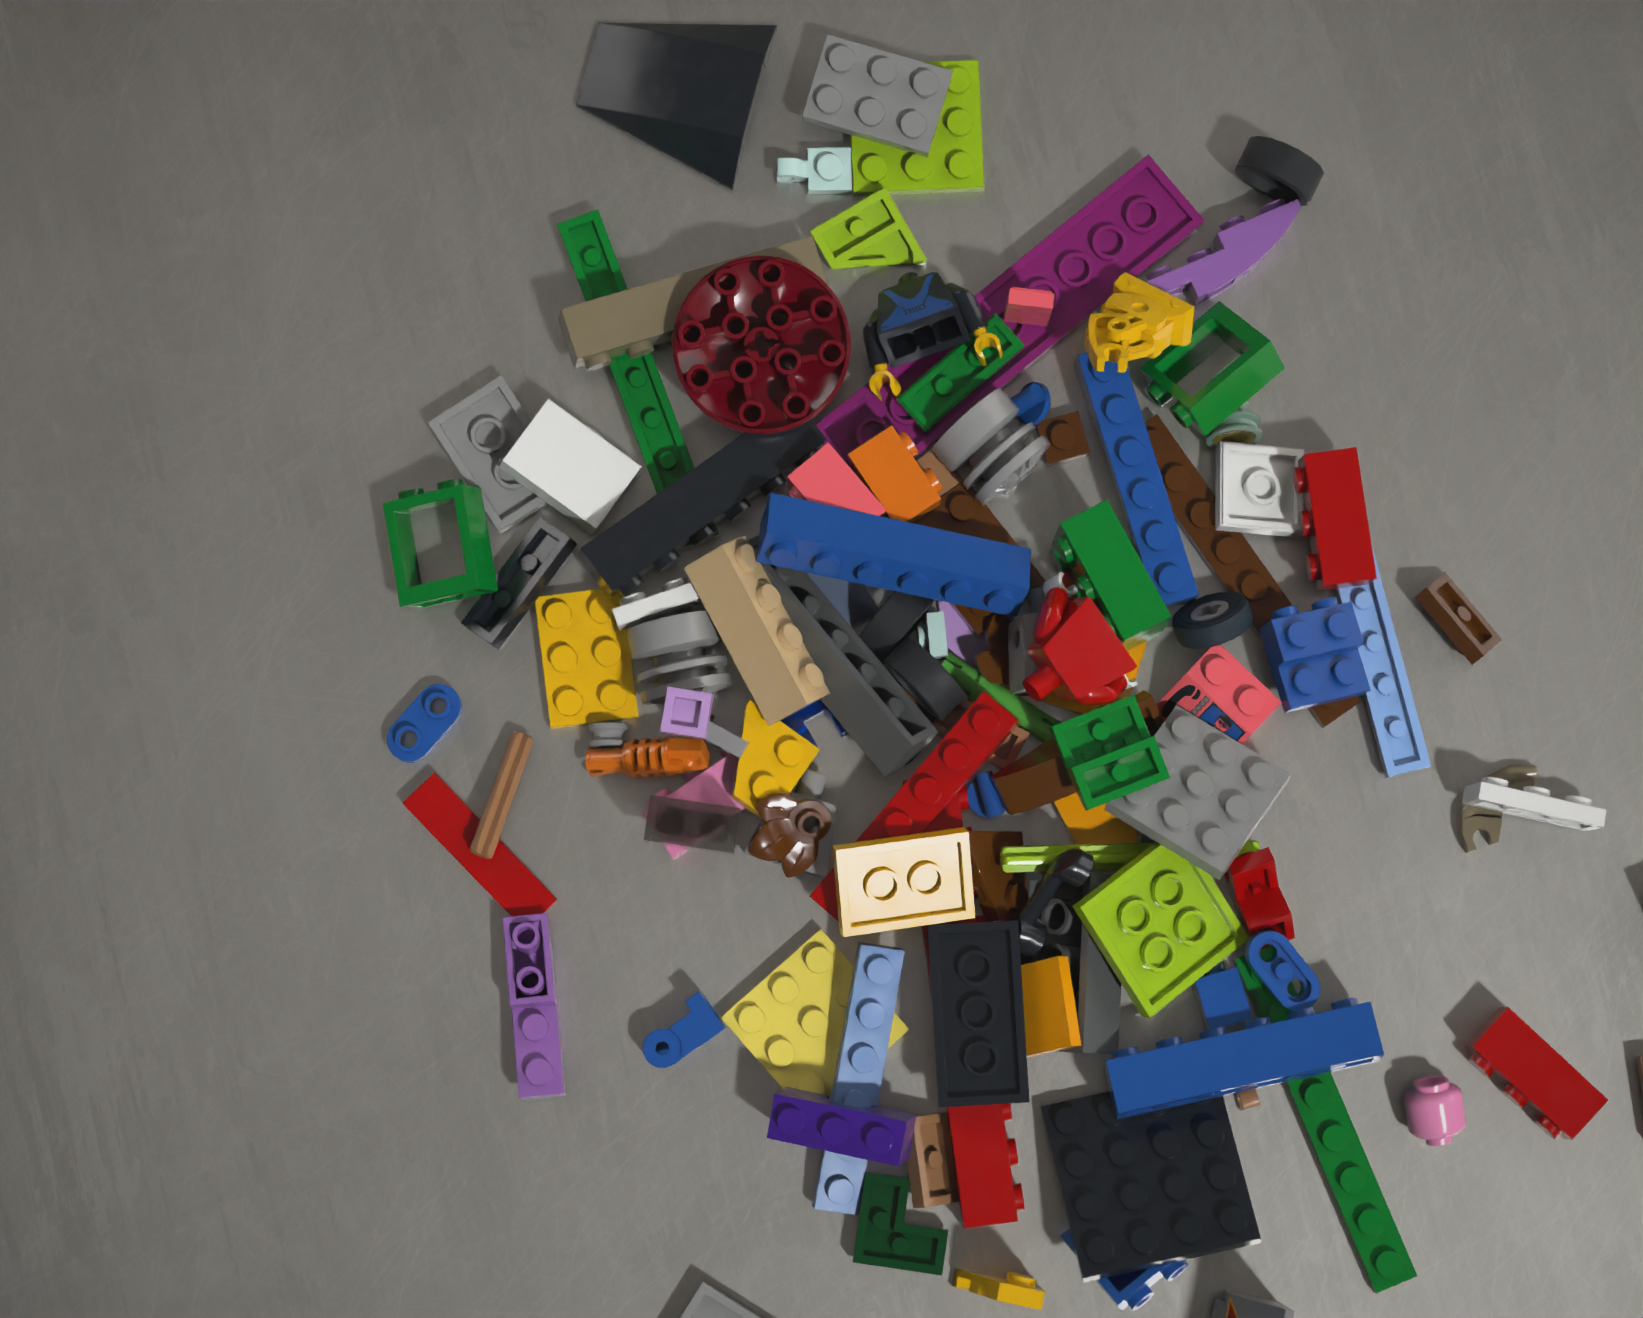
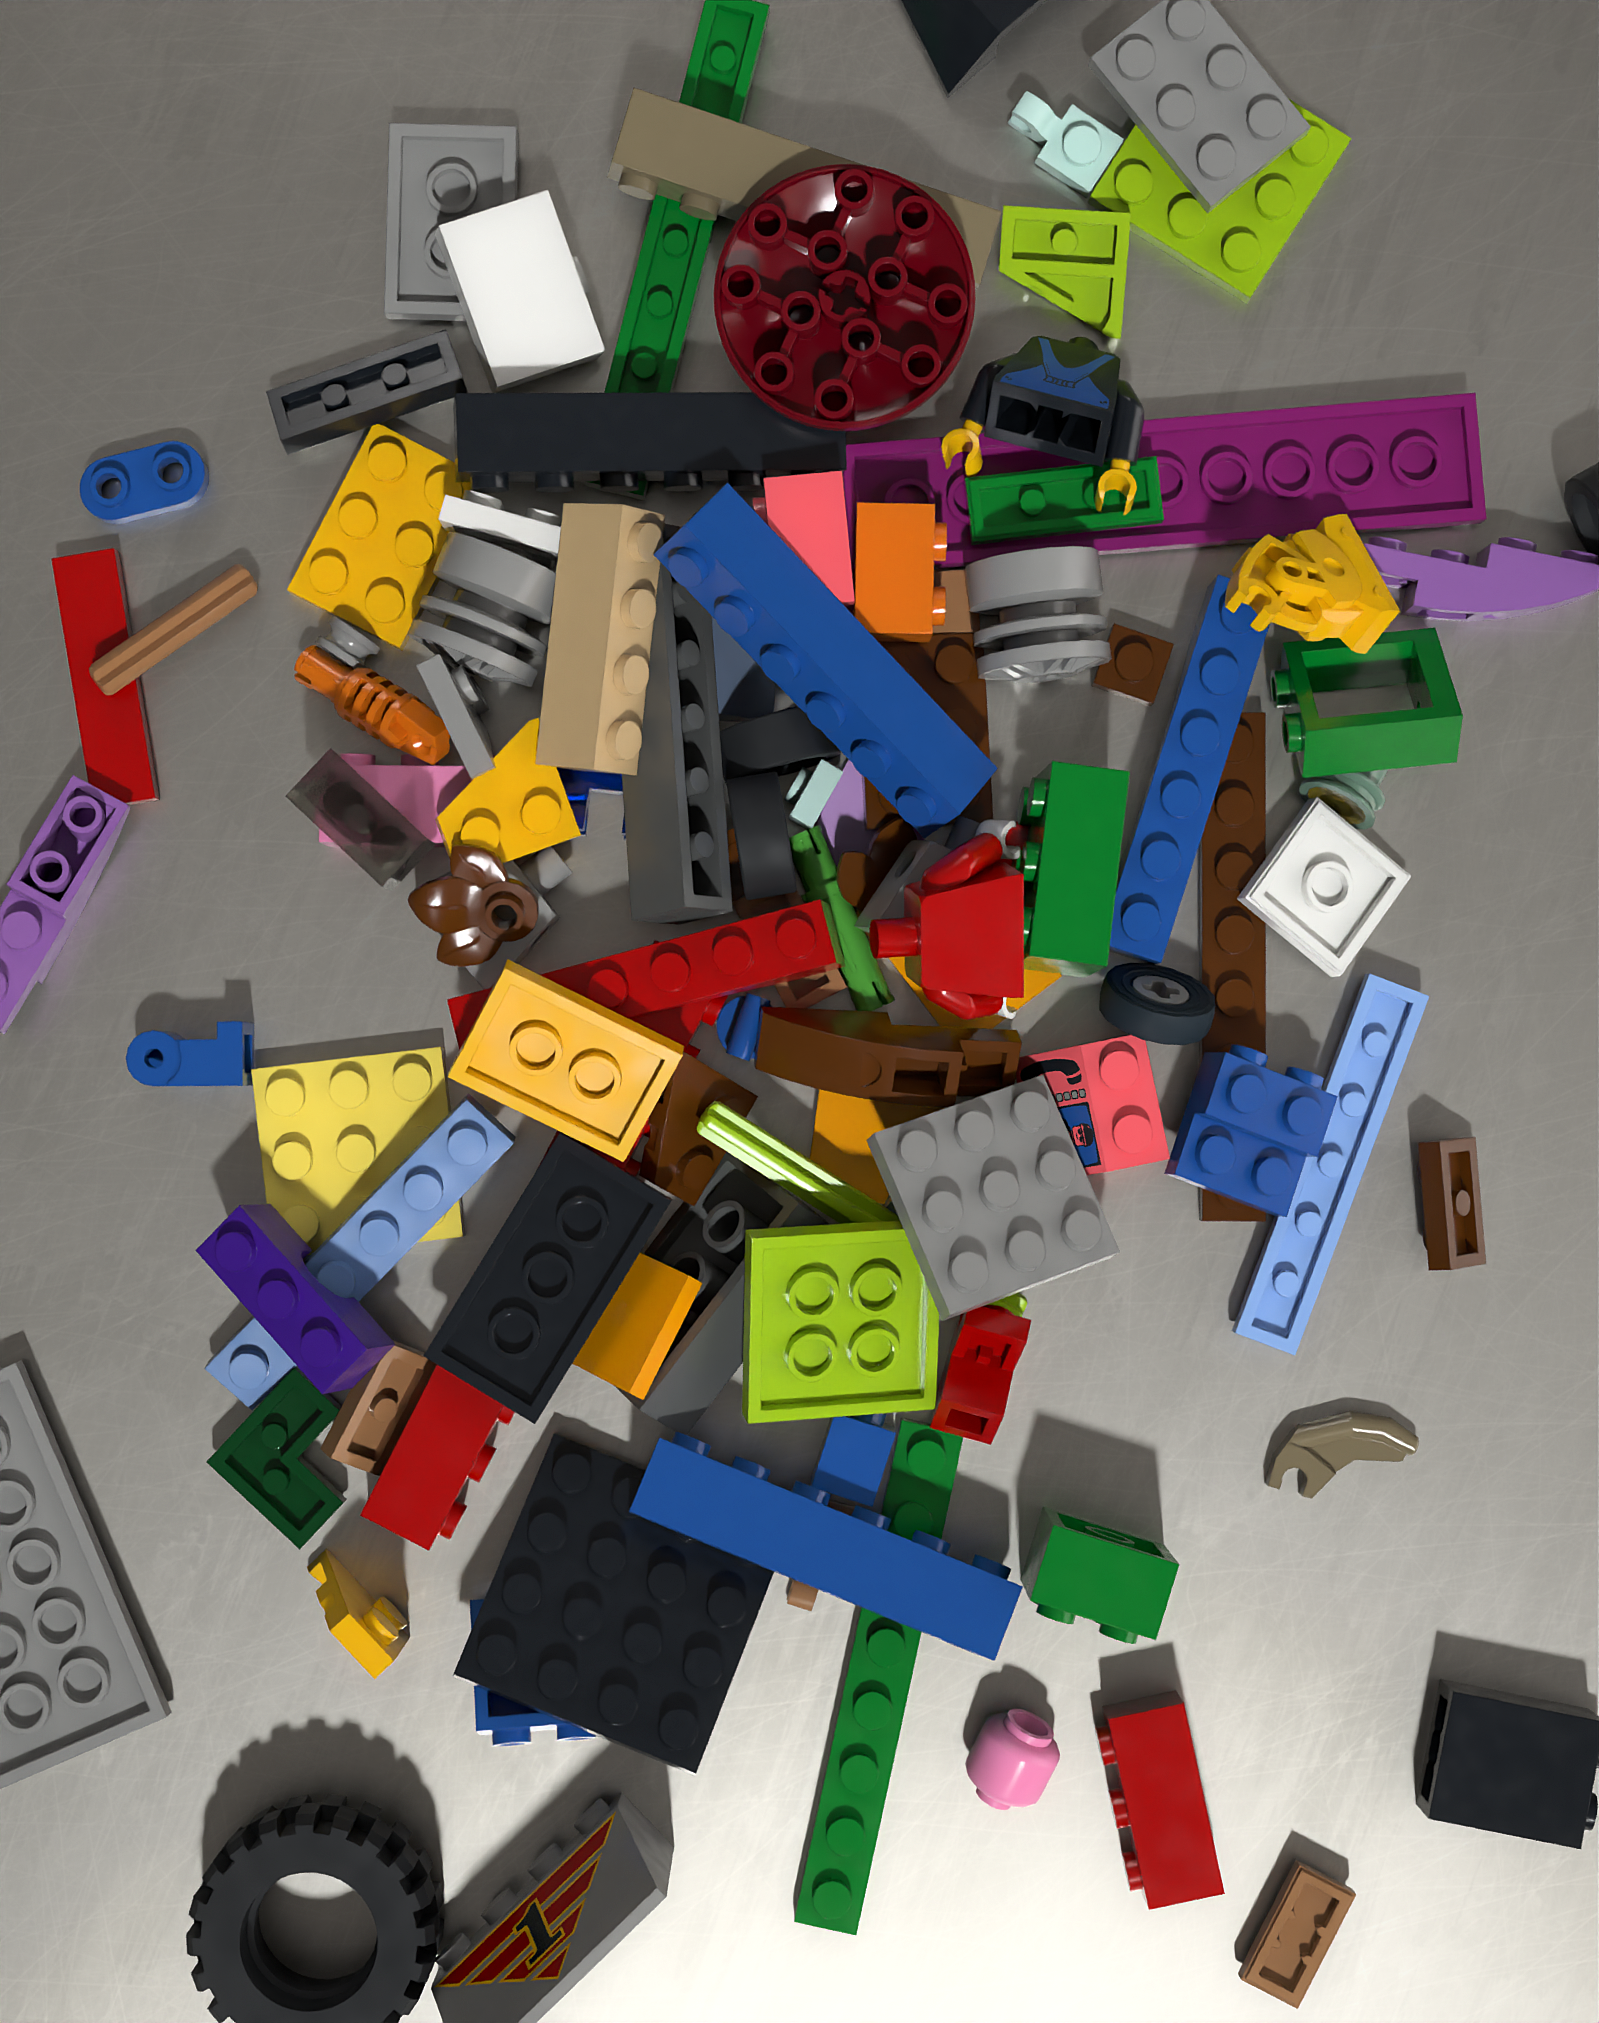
camera: 30 degrees right, 5 degrees up
(474, 540) = (343, 299): green window -> none
(686, 713) = (441, 679): lavender plate -> none
(1028, 306) = (1199, 473): coral tile -> none
(1032, 403) = (1125, 597): blue plate -> none
(1071, 867) = (776, 1179): black bar -> none
(1109, 752) = (918, 1077): green slope -> none
(1282, 968) = (946, 1472): blue plate -> none
(1335, 519) = (1388, 984): red brick -> none
(1407, 966) = (1098, 1576): none -> green brick
(1534, 804) = (1385, 1485): white plate -> none

